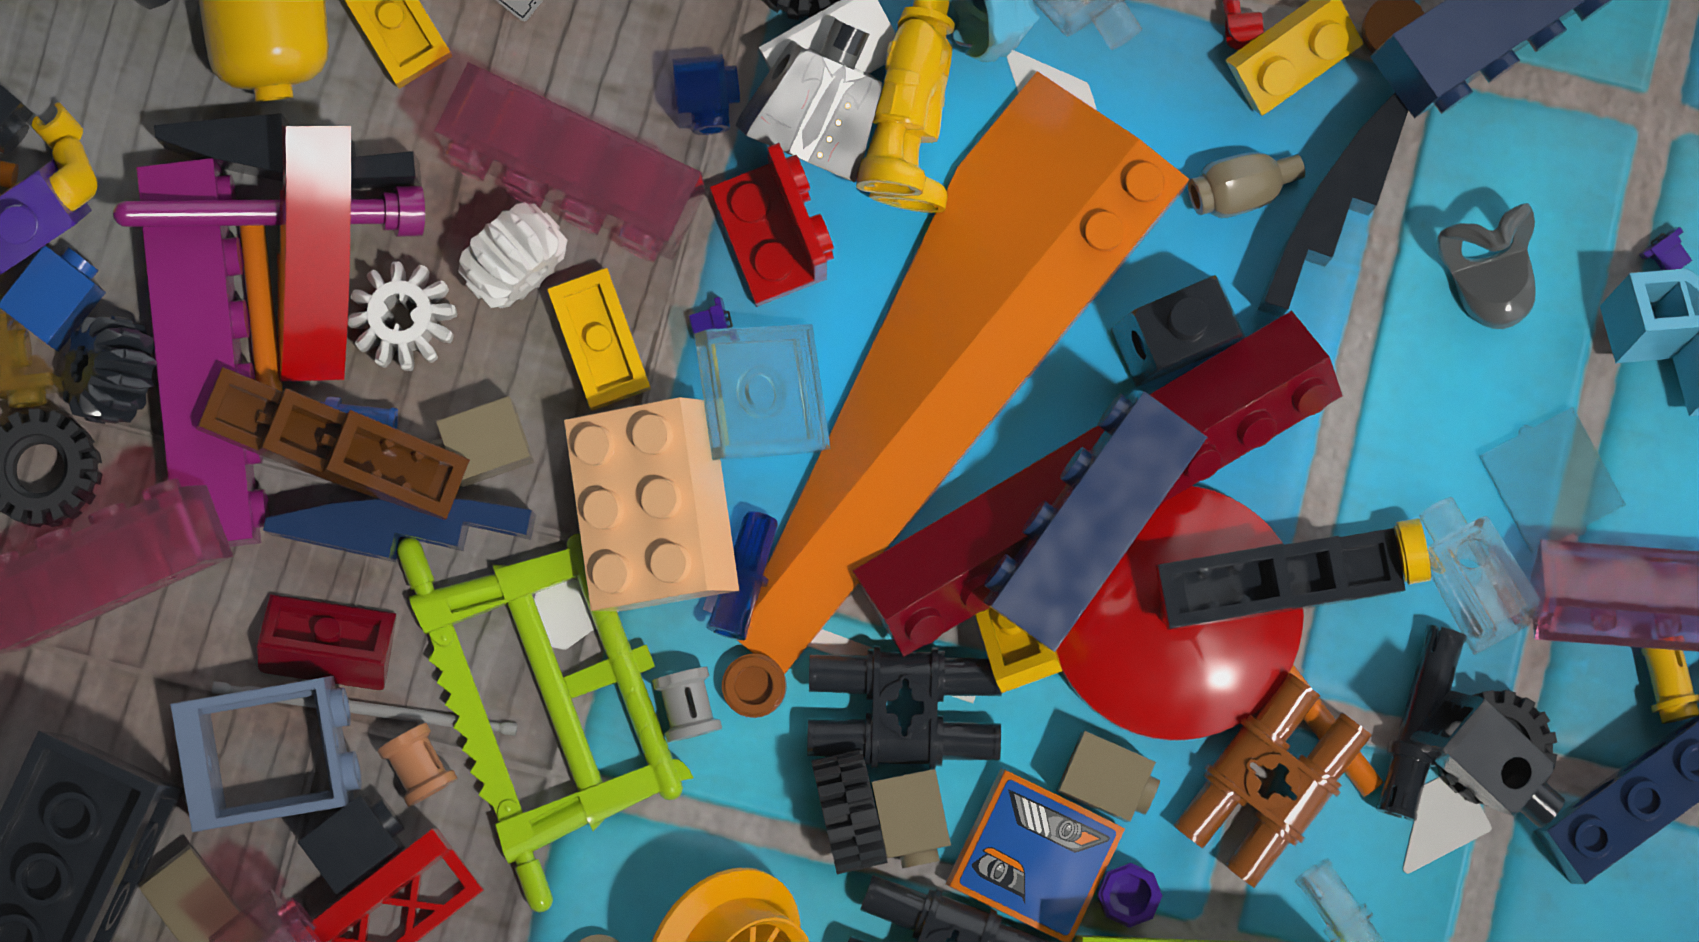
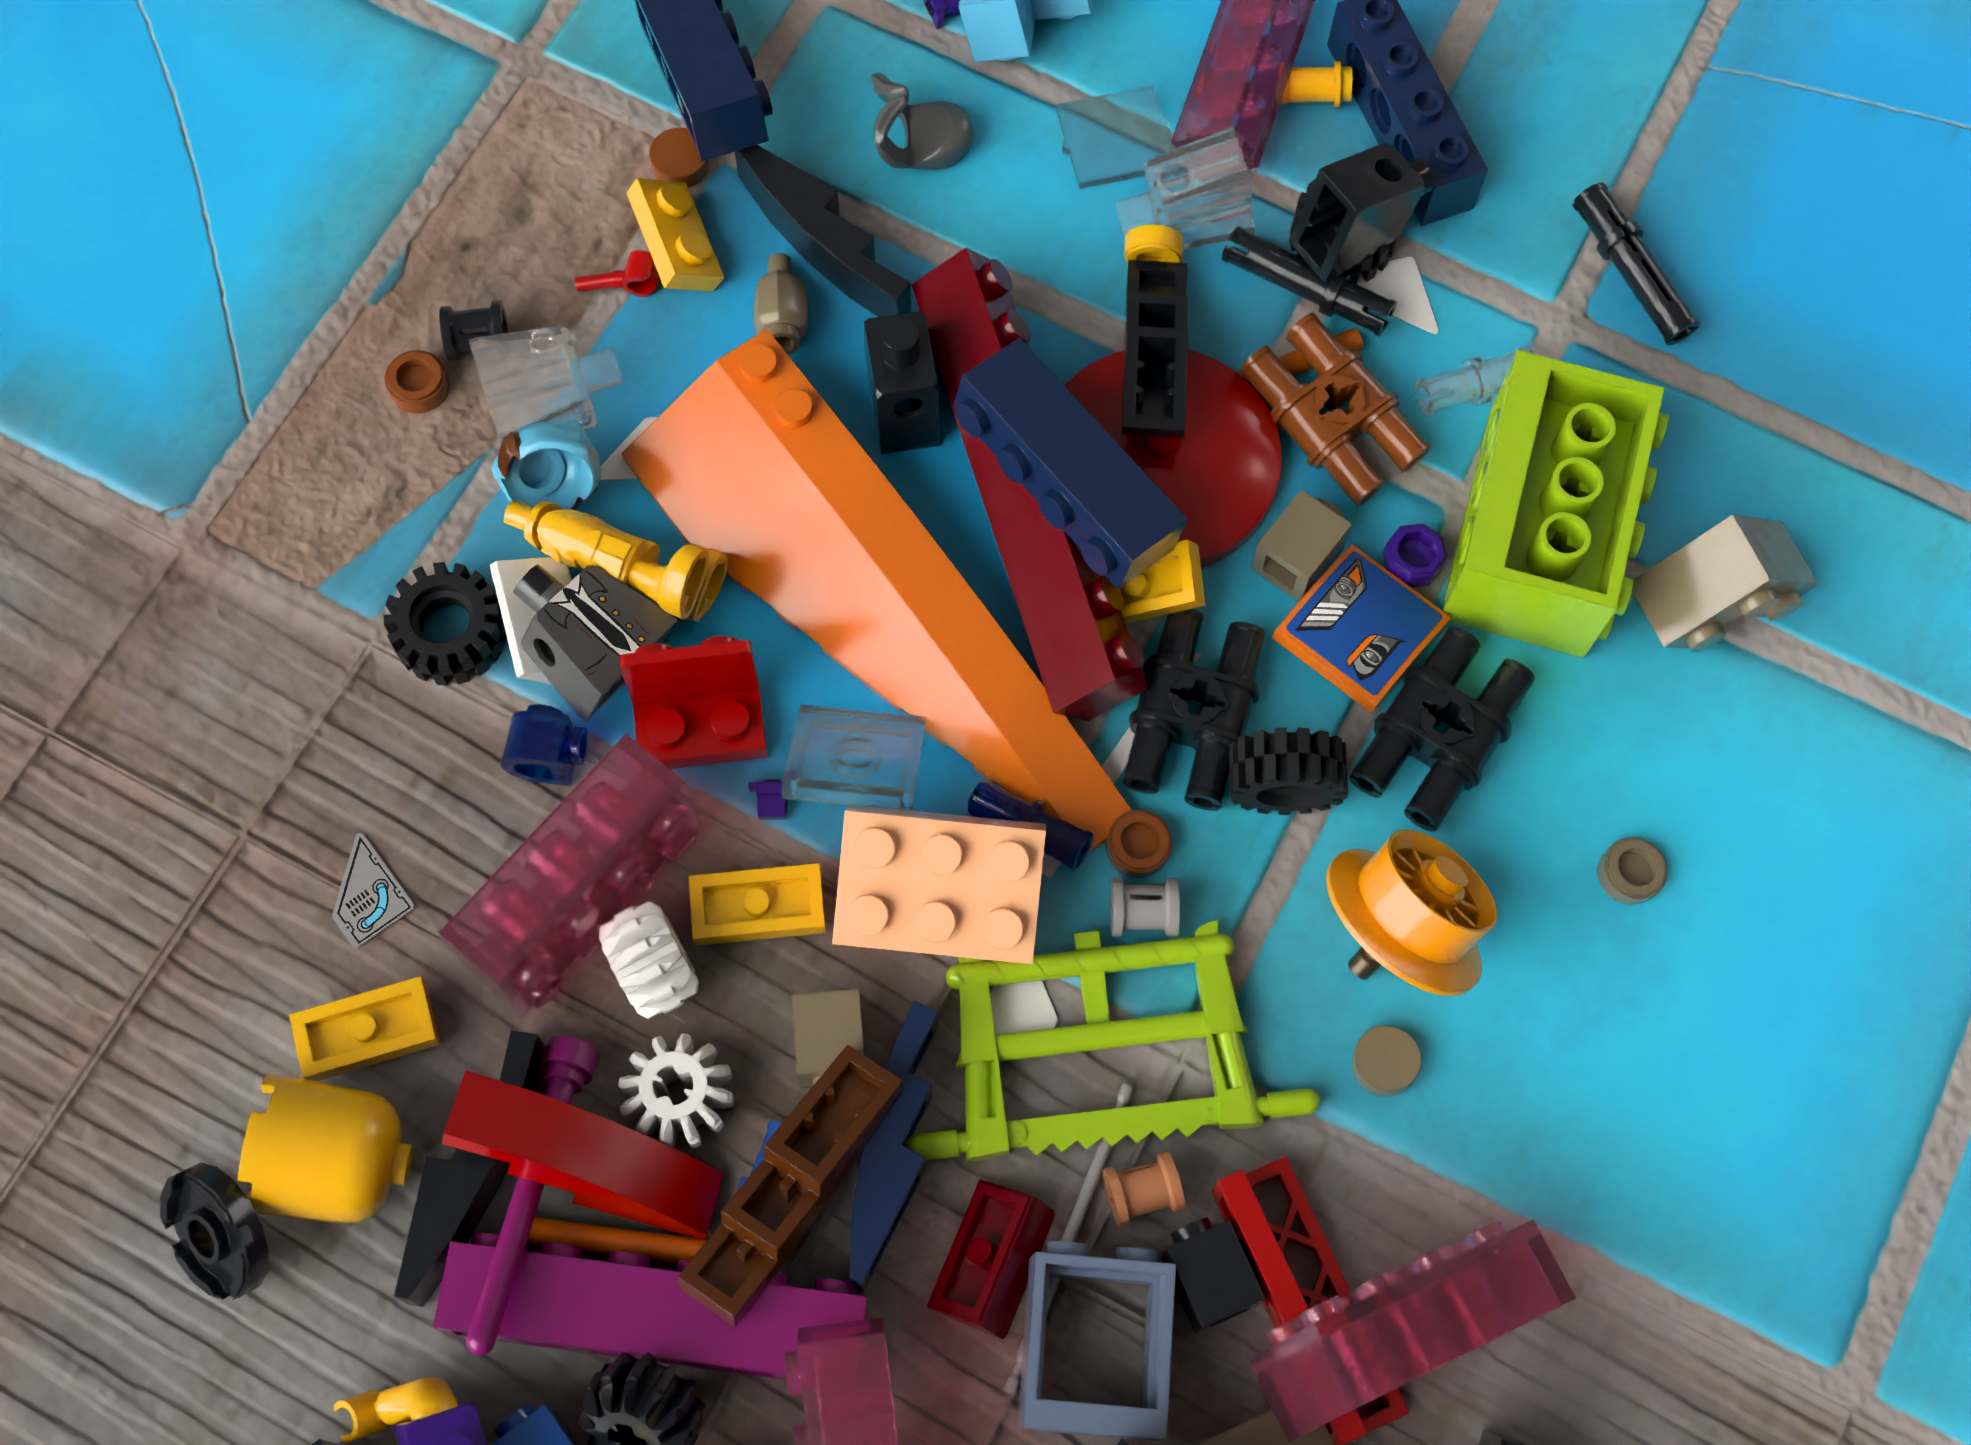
camera: 75 degrees left, 15 degrees down
(911, 817) = (1304, 707): dark tan brick -> none

